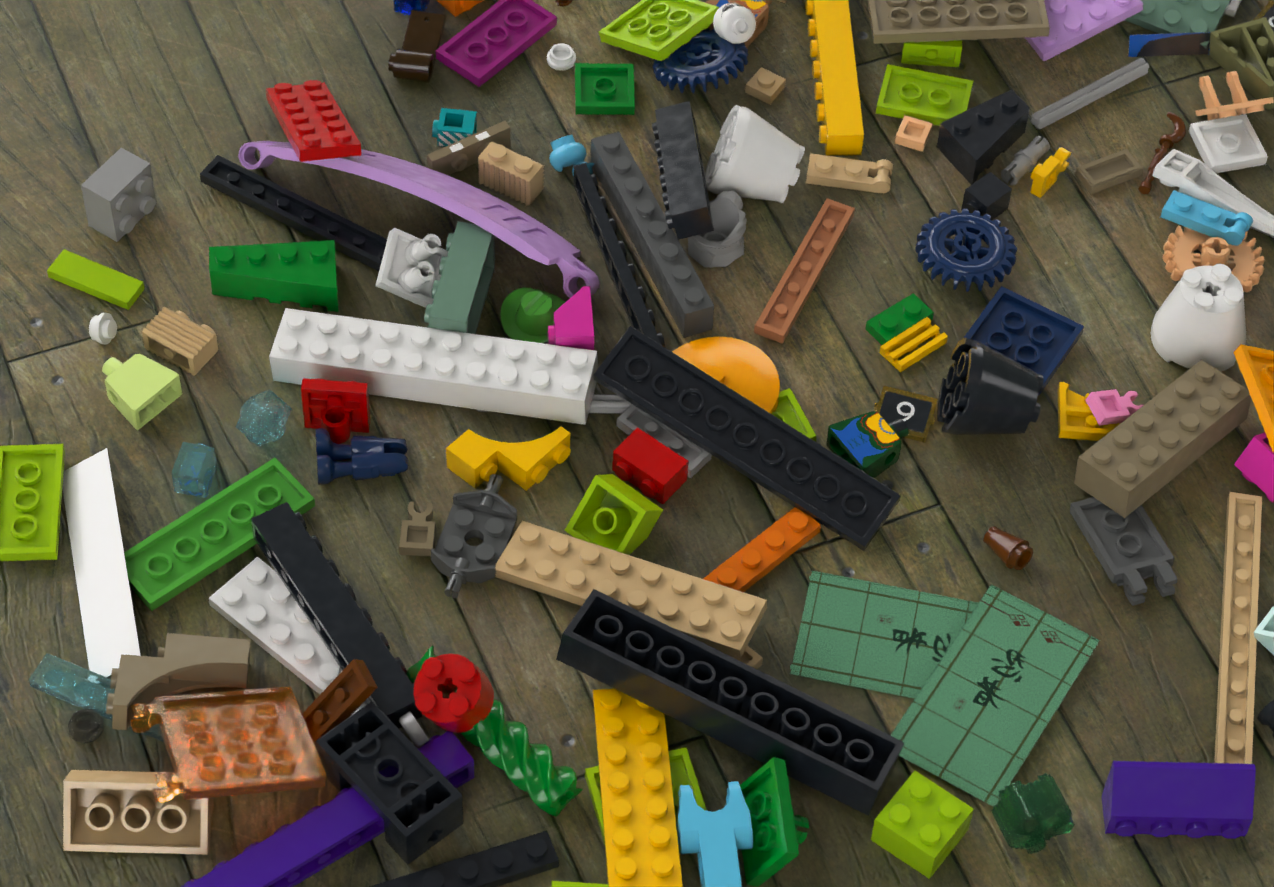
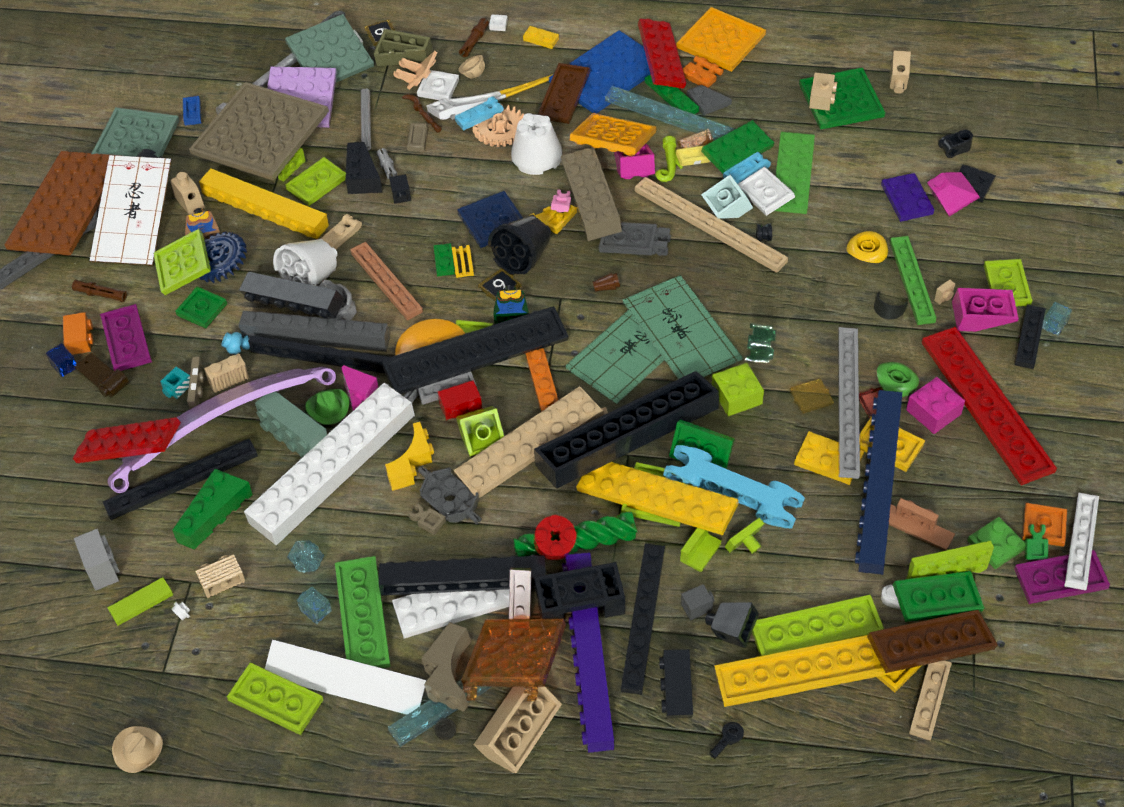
camera: 55 degrees left, 0 degrees up
(140, 388) = (237, 609): yellowish green torso -> none
(336, 407) = (325, 515): red plate -> none
(369, 457) = (363, 520): dark blue piece -> none
(410, 266) = (259, 442): white plate -> none
(413, 729) = (555, 568): light grey tile -> none
(561, 57) = (163, 316): white plate -> none
(734, 23) = (216, 226): white head -> none
(765, 85) = (254, 241): tan plate -> none
(913, 133) = (335, 196): light nougat plate -> none
(964, 258) = (426, 216): dark blue gear -> none
(1046, 174) = (402, 159): yellow plate -> none
(1168, 44) = (361, 75): black sticker -> none
(1179, 799) = (786, 288): dark purple slope -> none

